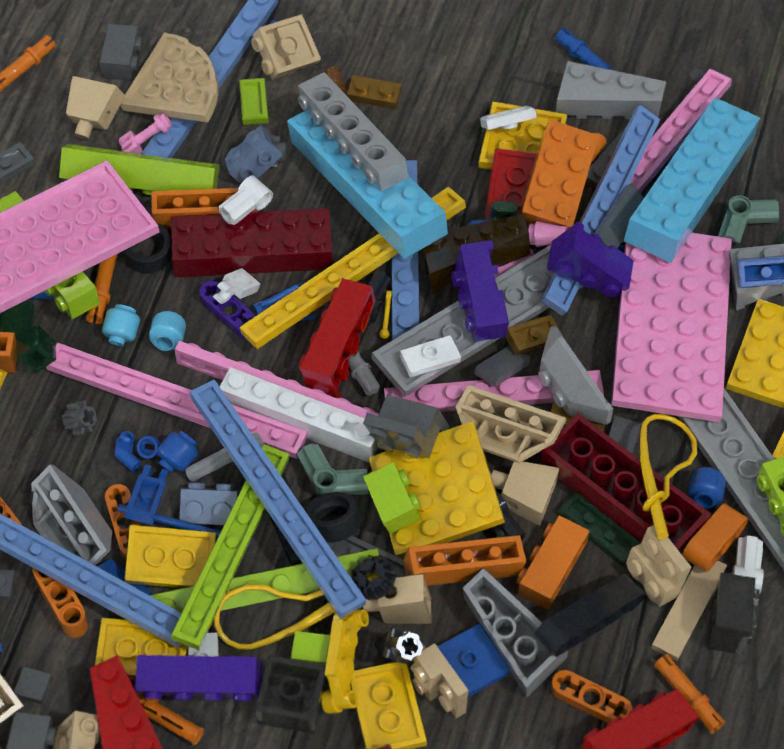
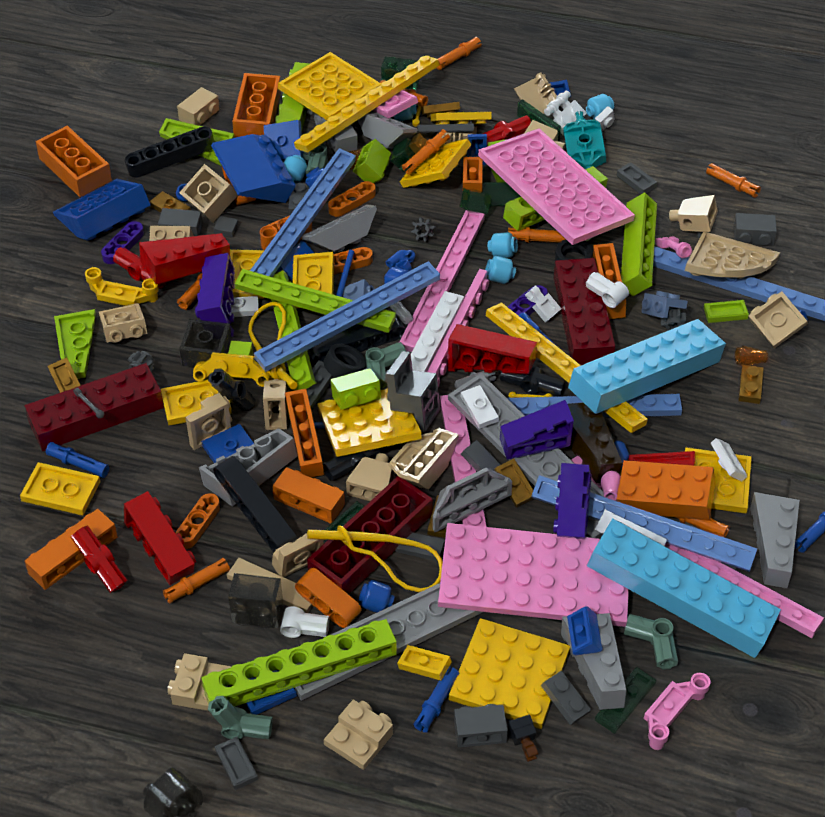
camera: 90 degrees right, 10 degrees down
(146, 496) = (360, 263): blue hinge -> none
(352, 132) = (677, 341): light grey brick -> none
(378, 587) = (286, 374): black gear -> none
(503, 209) = (627, 449): clear green slope -> none

